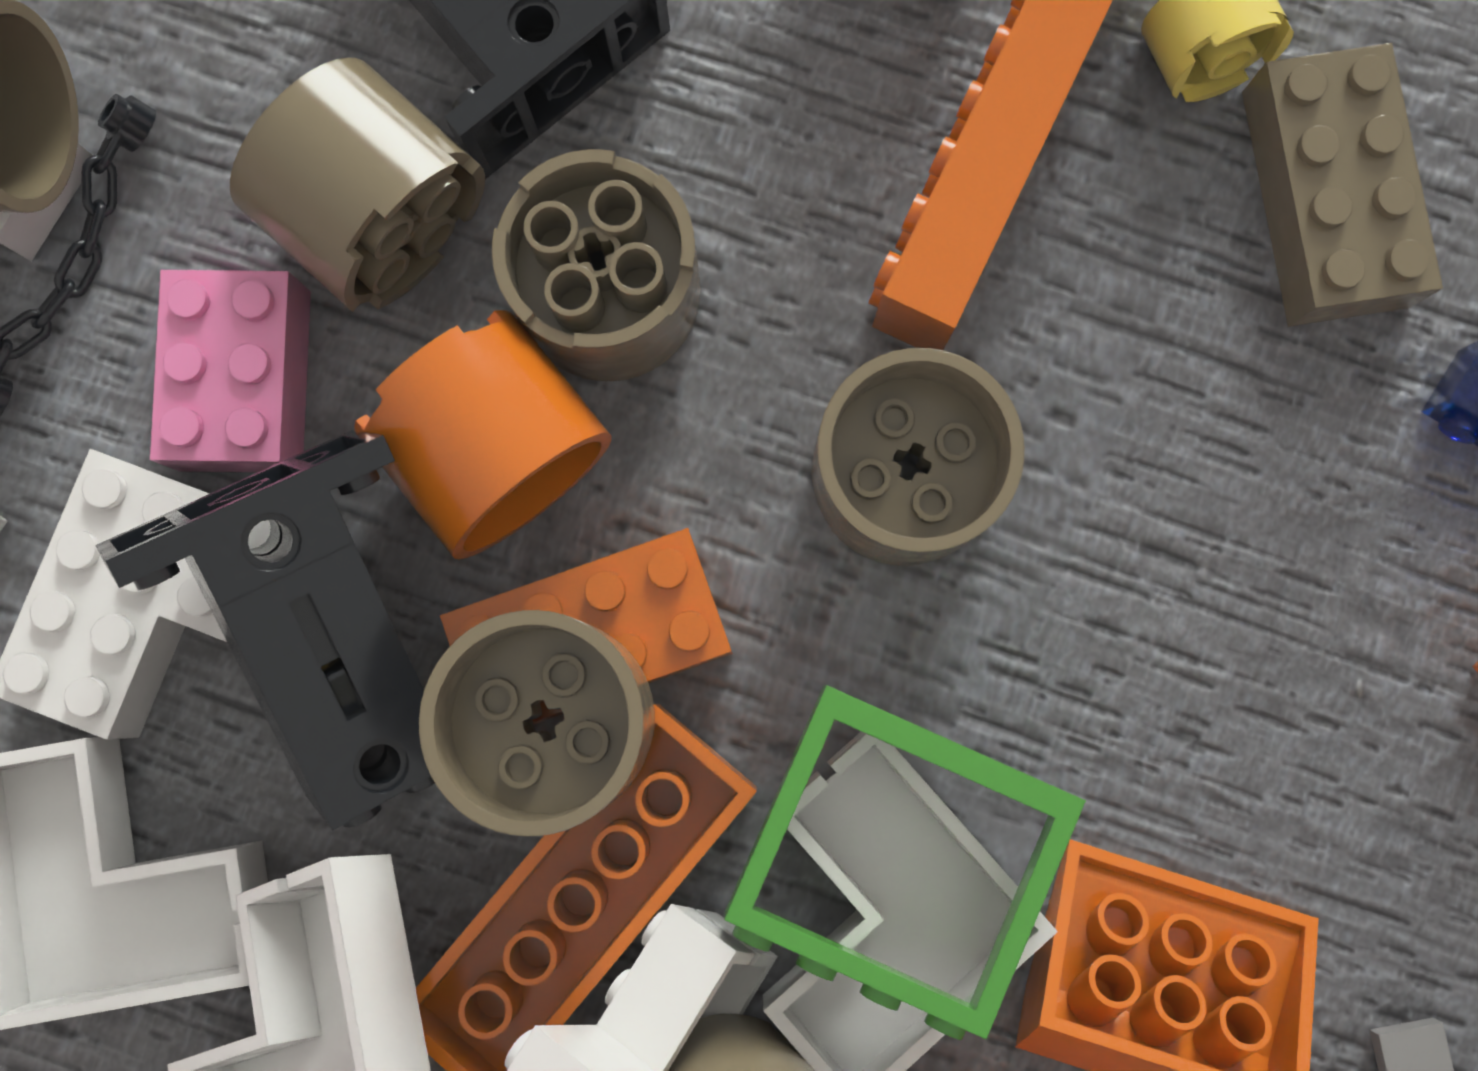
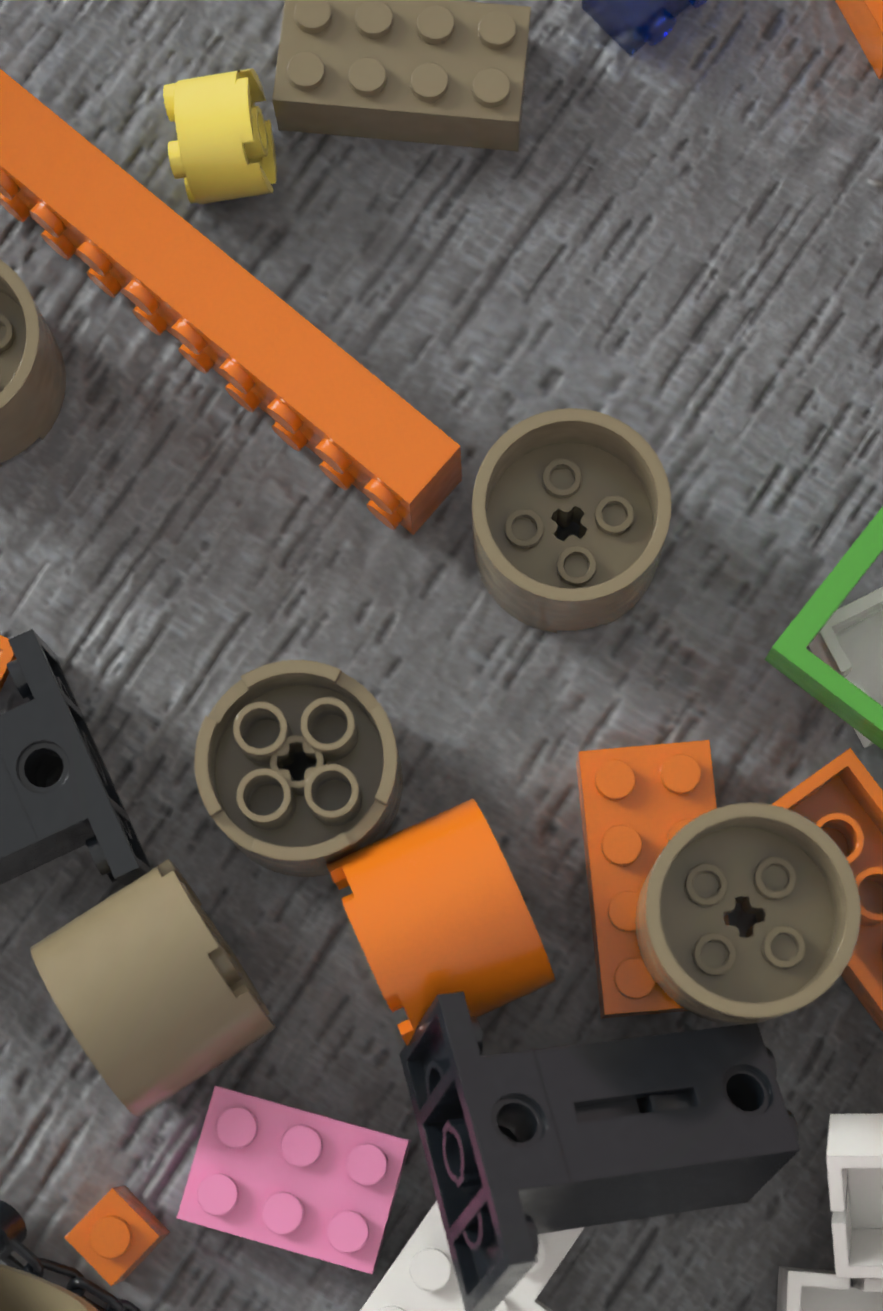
camera: 75 degrees left, 5 degrees down
(145, 226) = (117, 1235): none -> orange brick

